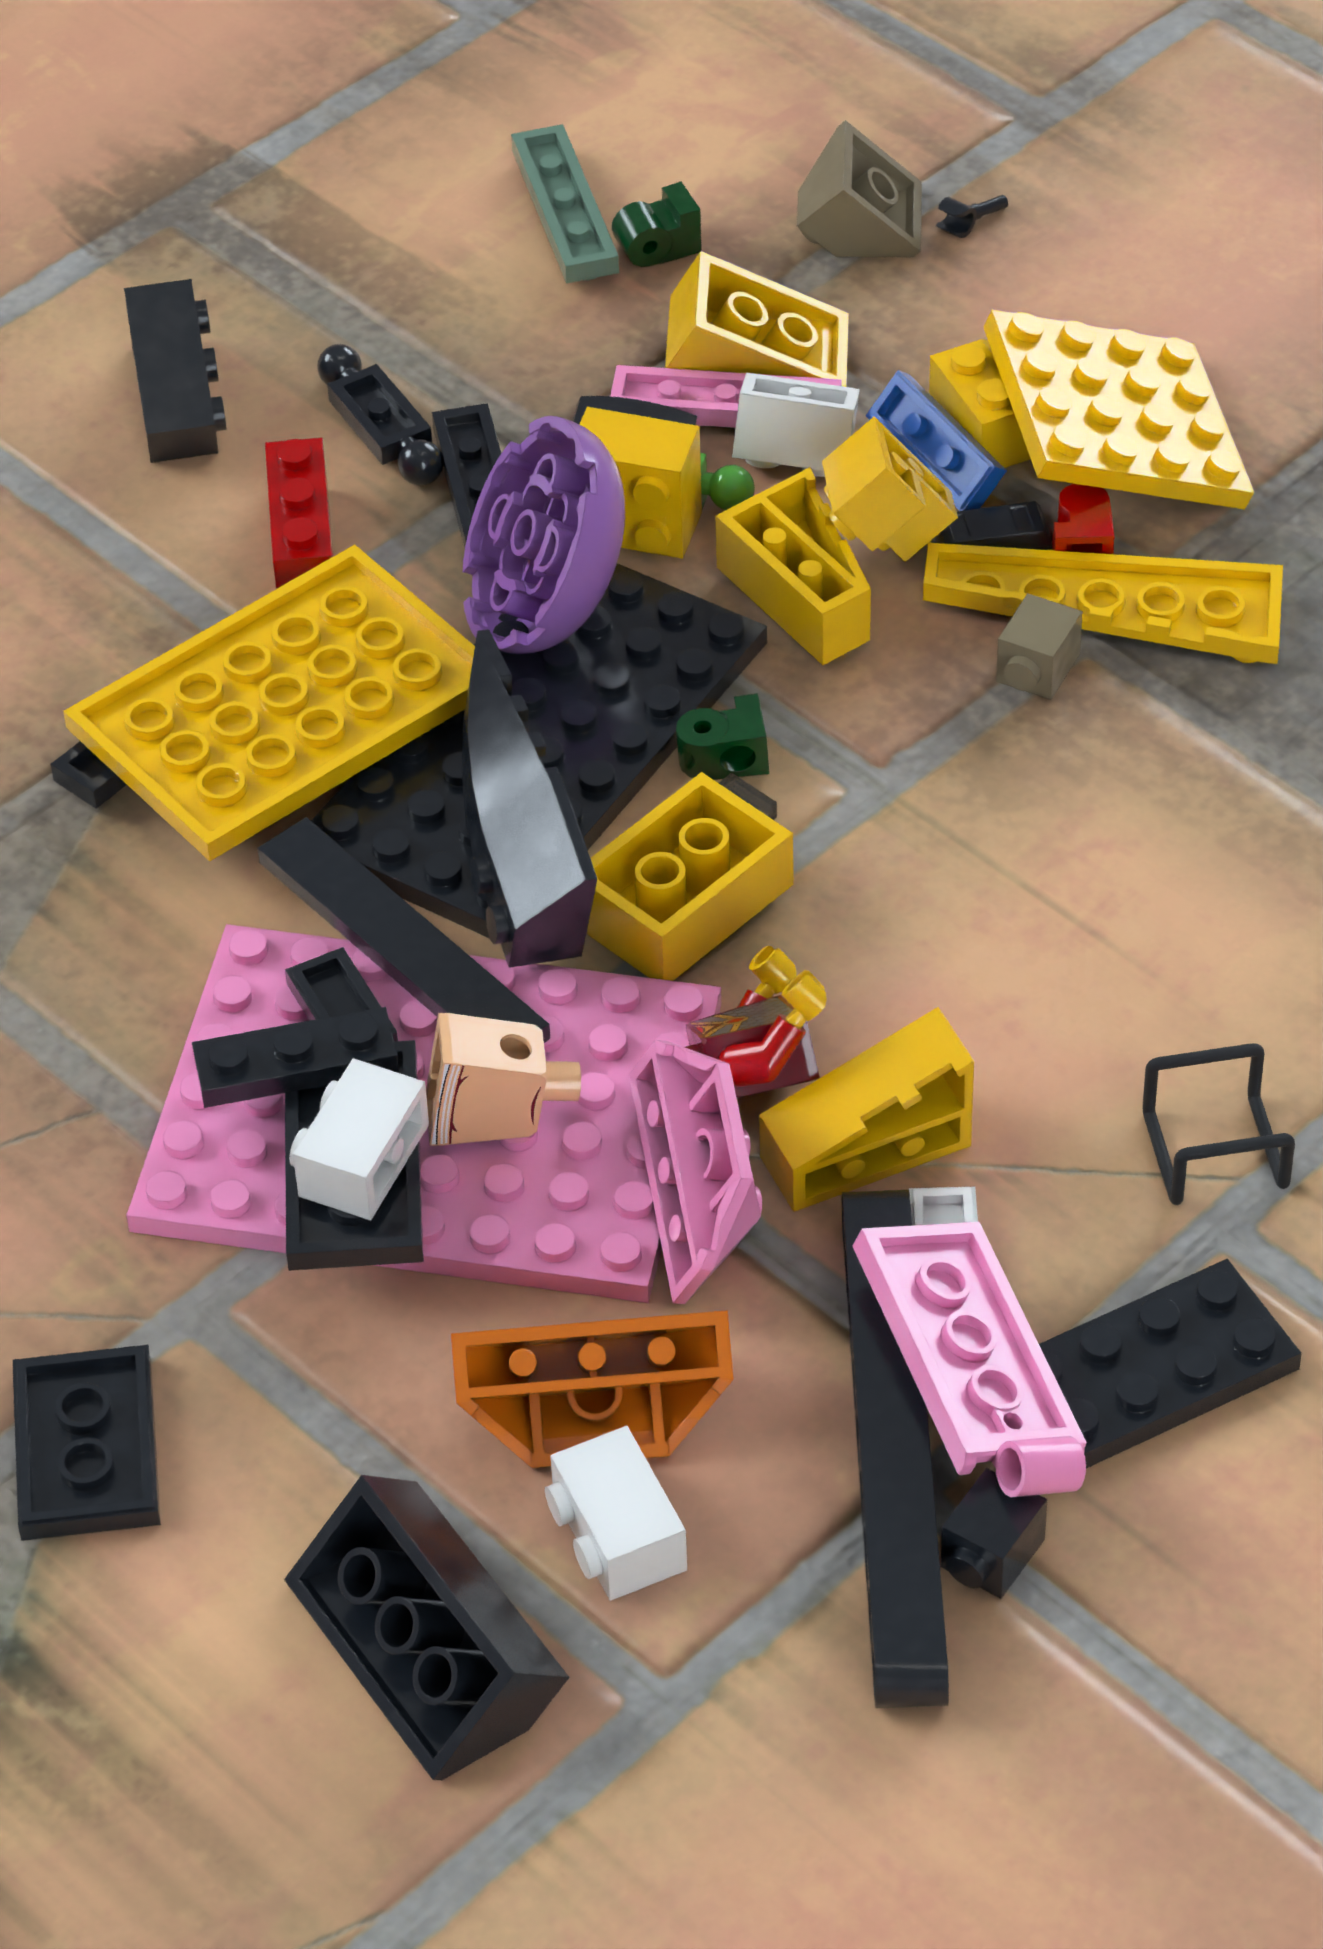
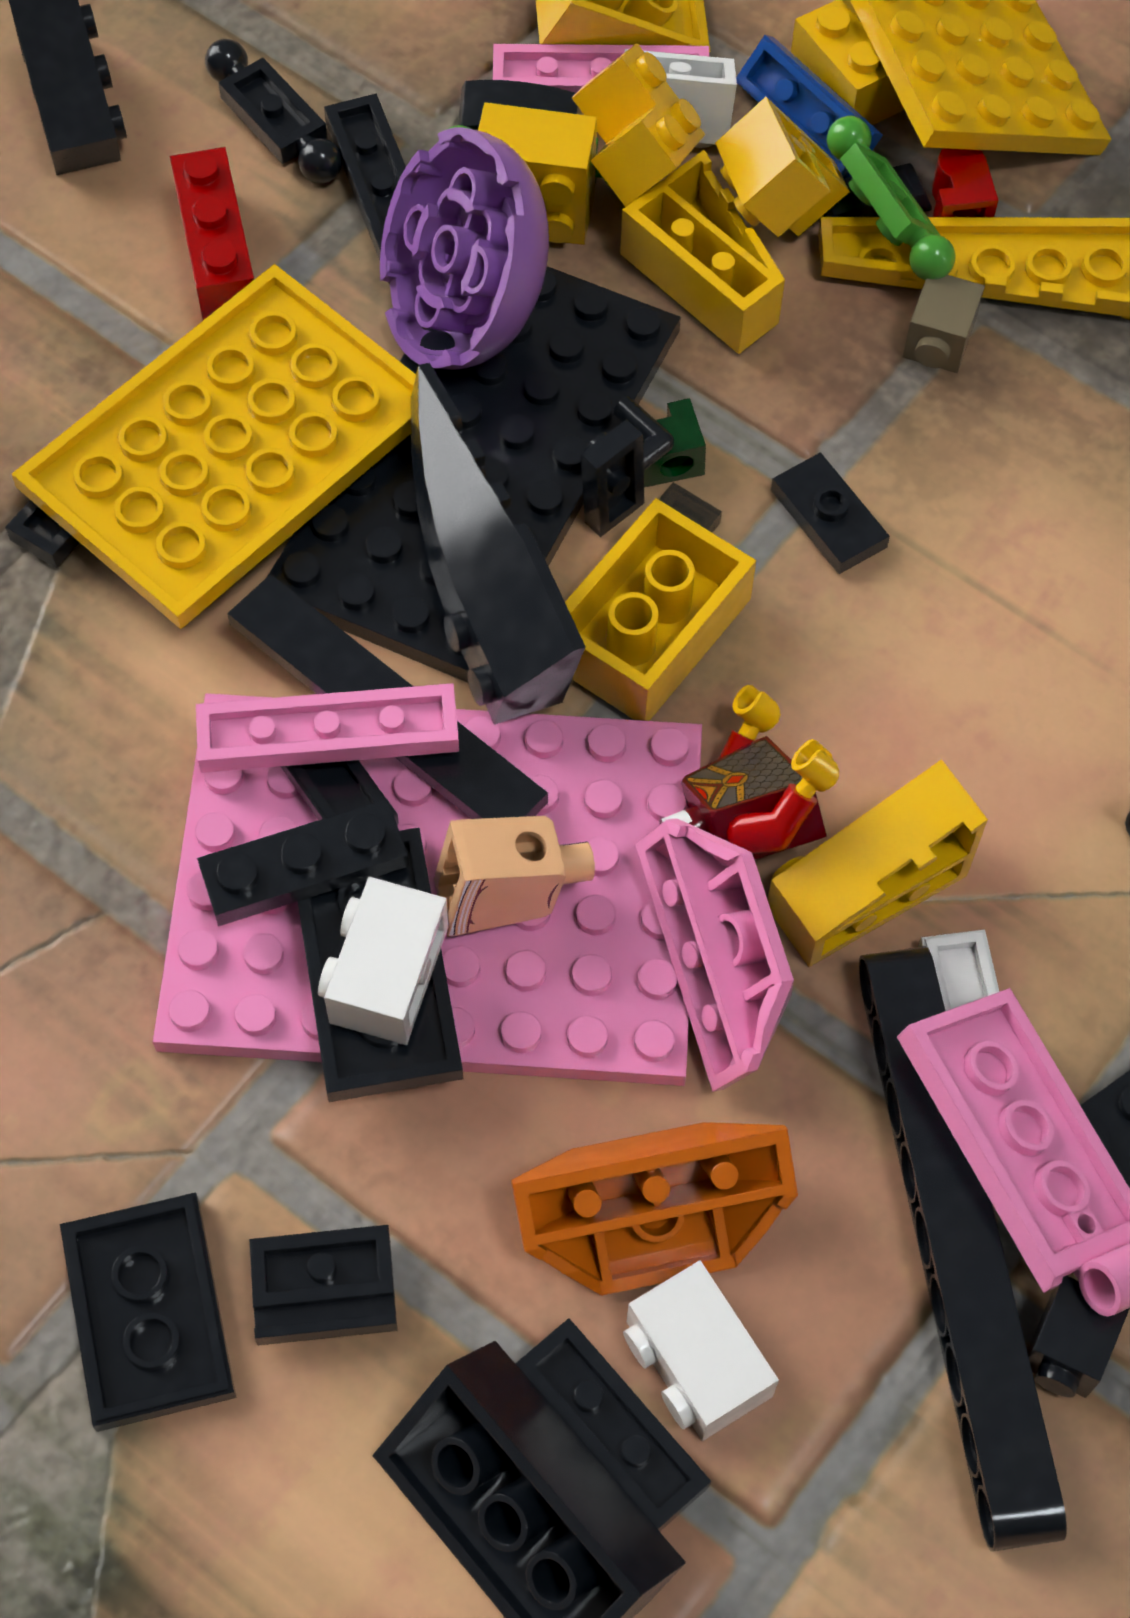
camera: 10 degrees left, 15 degrees up
(259, 1430) = (322, 1285): none -> black plate
(337, 946) = (326, 728): none -> bright pink plate
(525, 1566) = (614, 1424): none -> black plate
(668, 744) = (616, 465): none -> black plate
(745, 436) = (640, 122): none -> yellow brick
(890, 813) = (830, 513): none -> black plate
(995, 520) = (881, 187): none -> bright green plate

